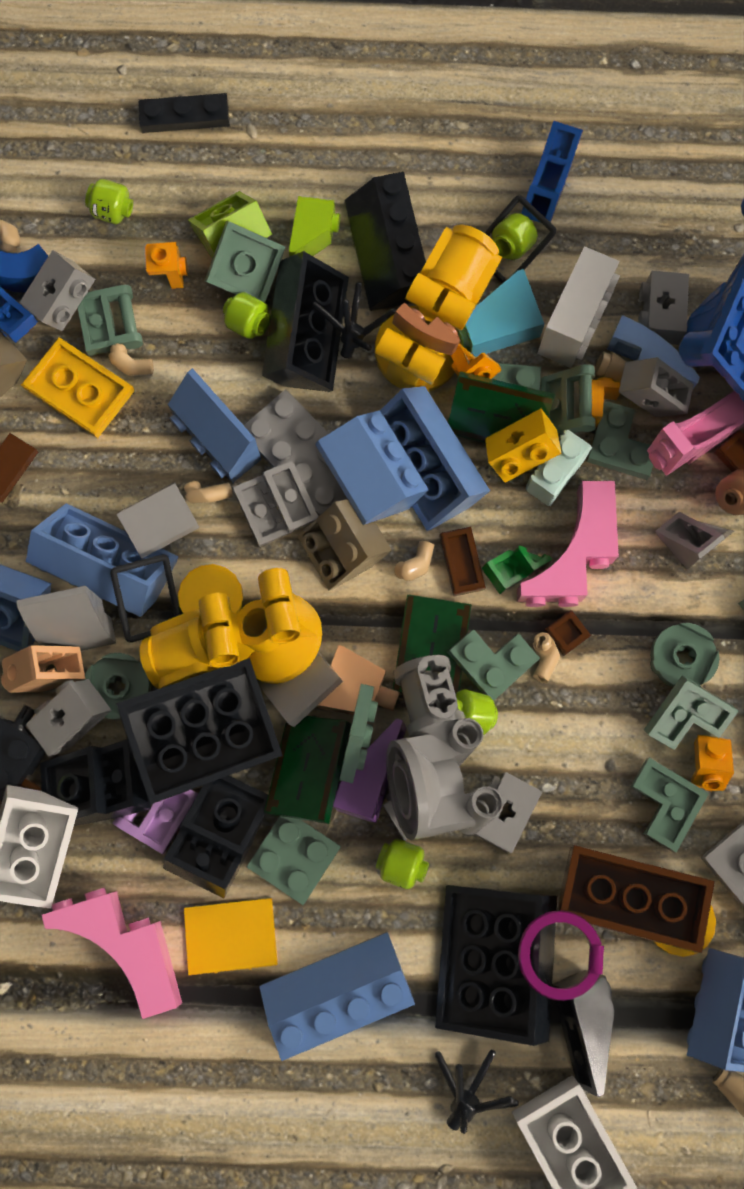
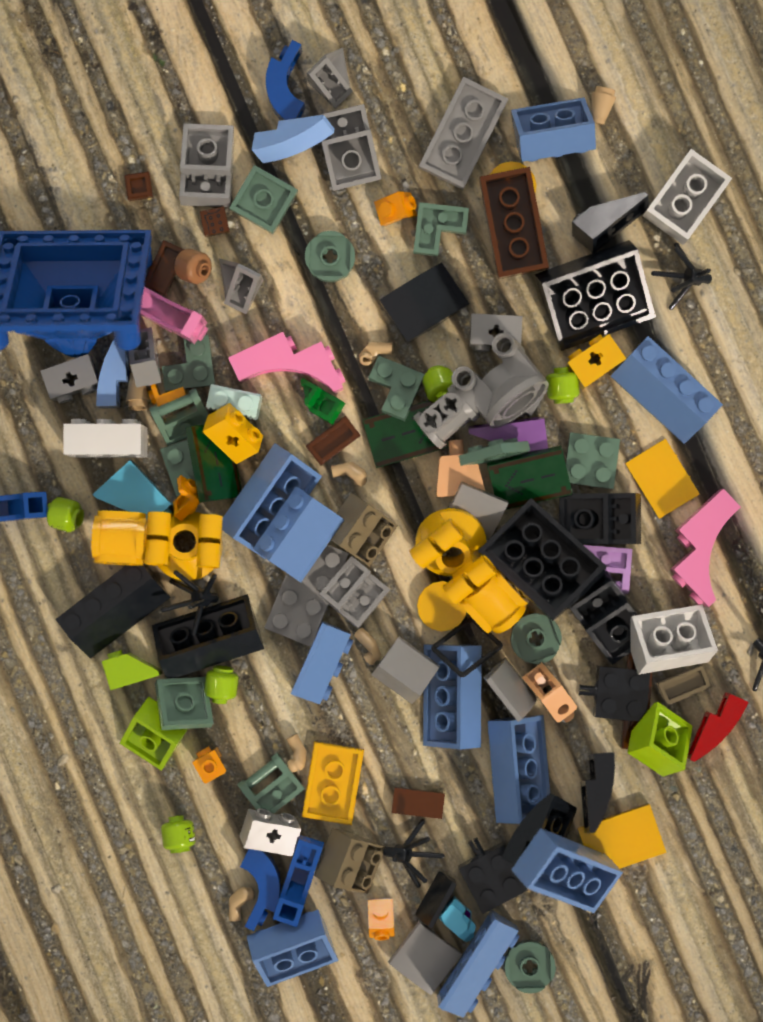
camera: 115 degrees left, 10 degrees up
(67, 716) = (585, 662): light grey brick -> none
(184, 113) = (73, 819): black plate -> none
(411, 942) = (609, 356): none -> yellow brick
(436, 335) = (185, 530): nougat slope -> none
(536, 214) = (58, 531): black piece -> none
(567, 632) = (350, 344): reddish brown tile -> none
(580, 741) = (424, 302): none -> black slope
(596, 956) = (566, 232): magenta piece -> none
(688, 705) = (365, 240): sand green plate -> none

